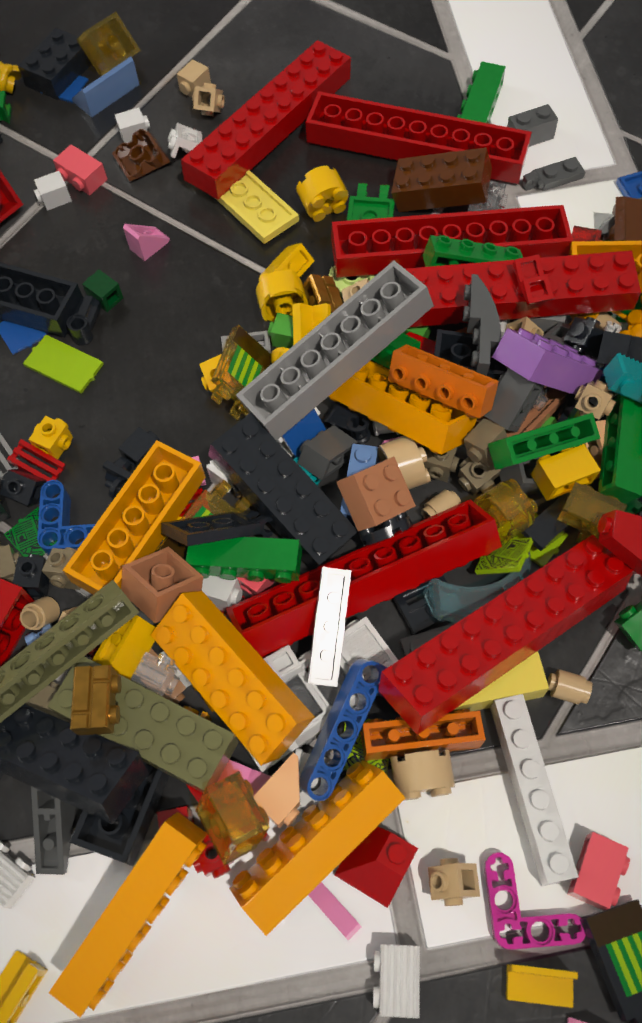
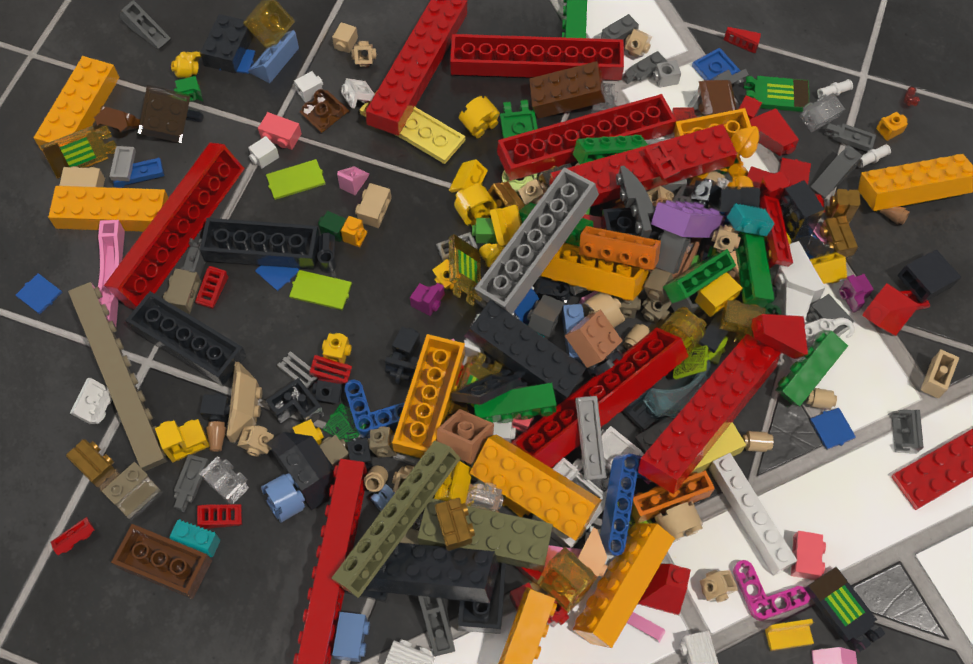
camera: 20 degrees left, 0 degrees up
(81, 229) = (295, 179): none -> lime piece
(124, 301) = (353, 231): none -> light orange brick
(159, 275) = (373, 205): none -> tan brick
(186, 399) = (427, 298): none -> magenta brick
(551, 142) = (638, 43): none -> tan brick
(579, 185) = (667, 74): none -> light grey brick

